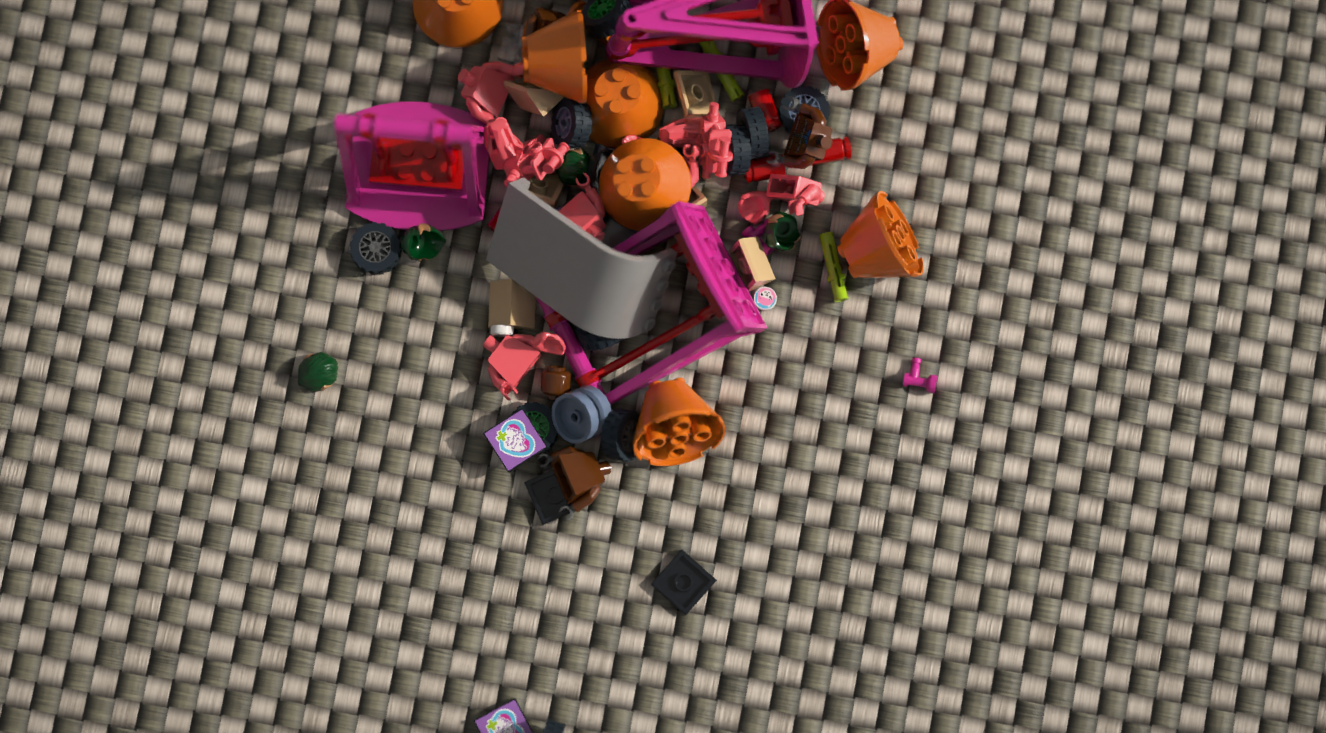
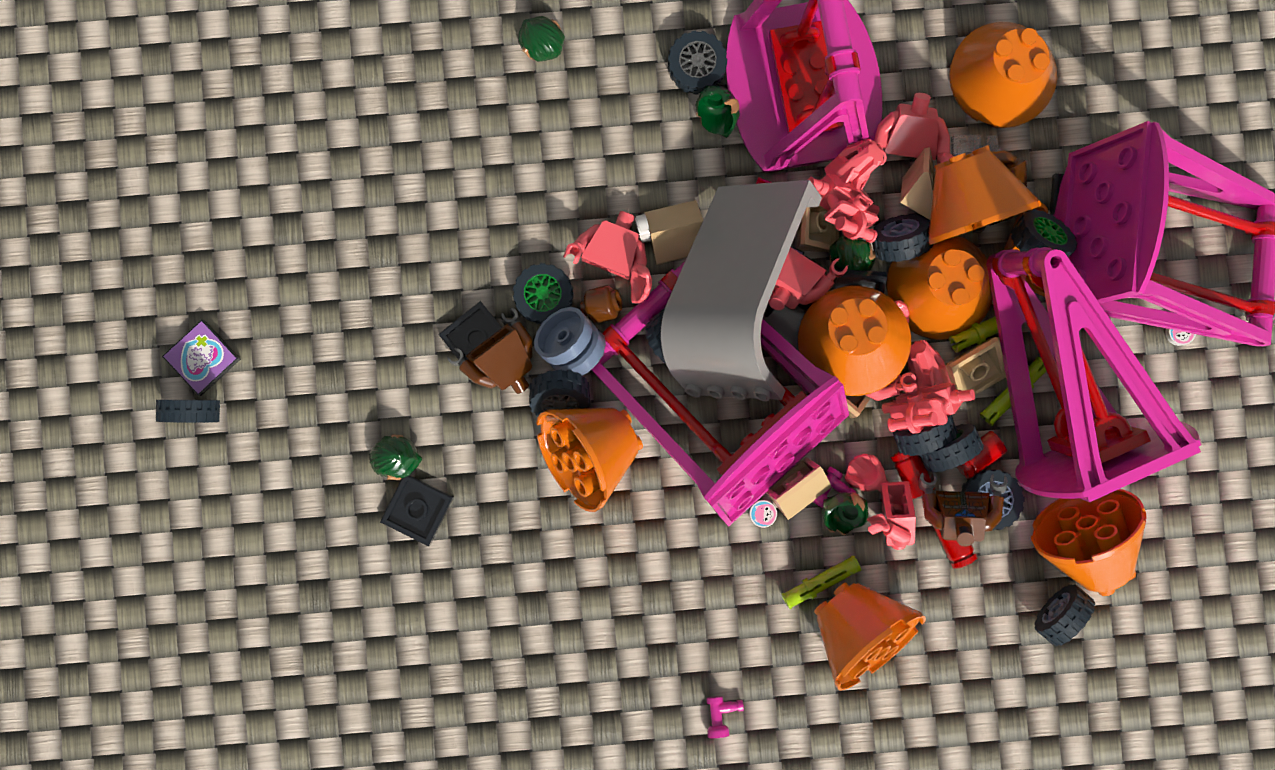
camera: 75 degrees right, 5 degrees up
(515, 440) = (521, 276): tile -> none
(635, 588) = (394, 457): none -> dark green hair
(910, 81) = (1064, 615): none -> black wheel

